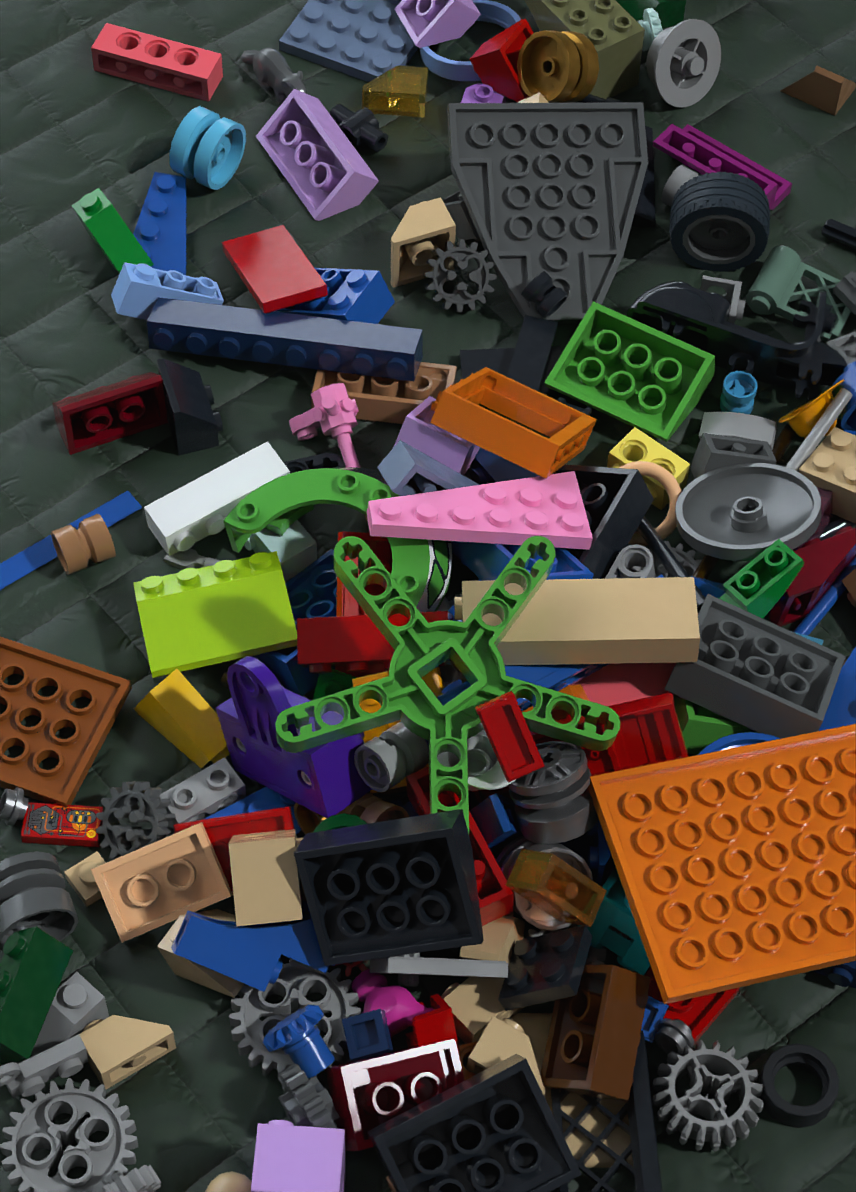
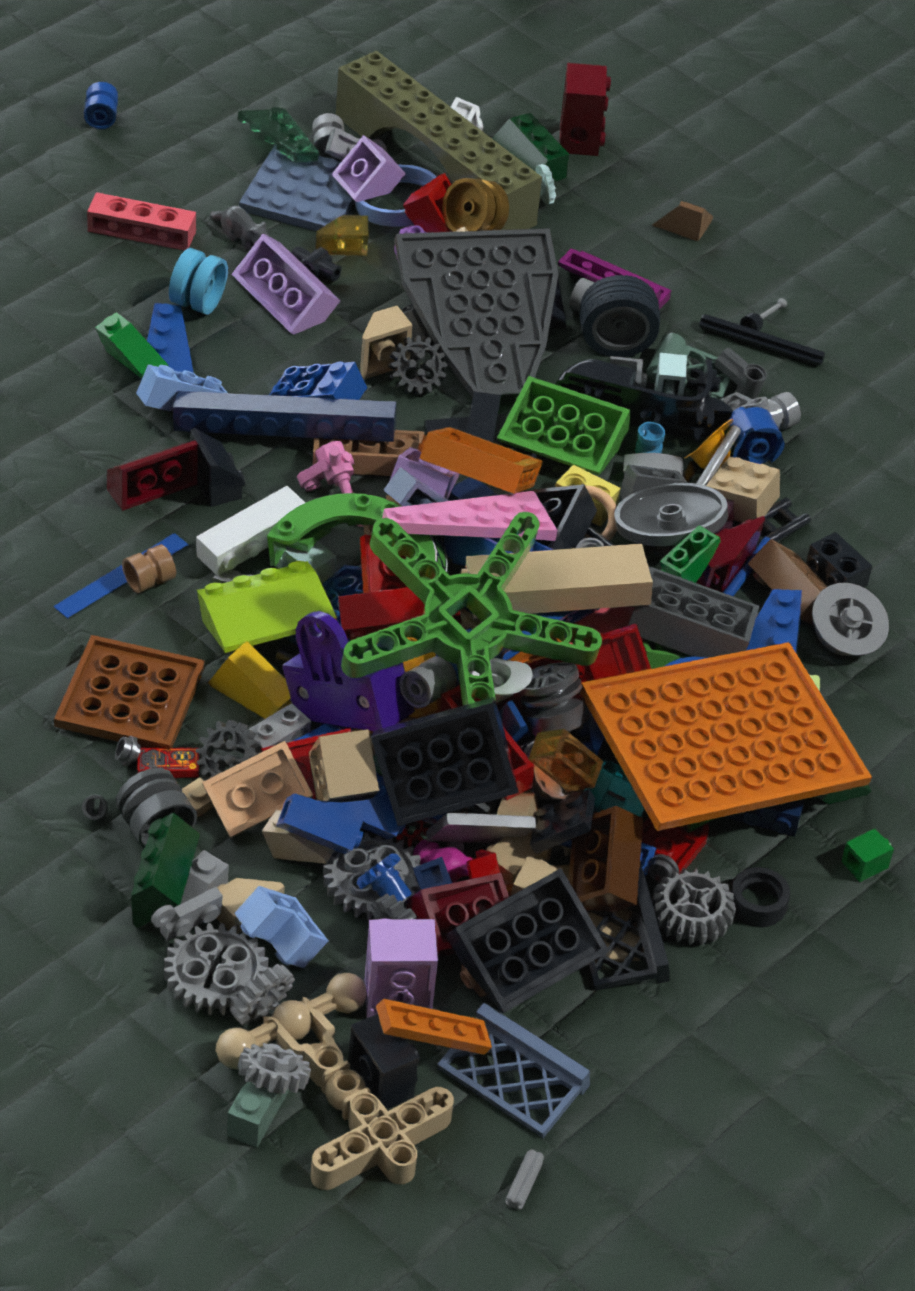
camera: 10 degrees left, 10 degrees down
(164, 1088) = (283, 924): none -> light blue brick
(274, 269) = (267, 366): tile -> none
(509, 736) = (520, 652): red tile -> none
(544, 294) = (488, 374): black wheel -> none
(684, 62) = (574, 203): light grey wheel -> none
(774, 309) = (671, 374): none -> light aqua brick

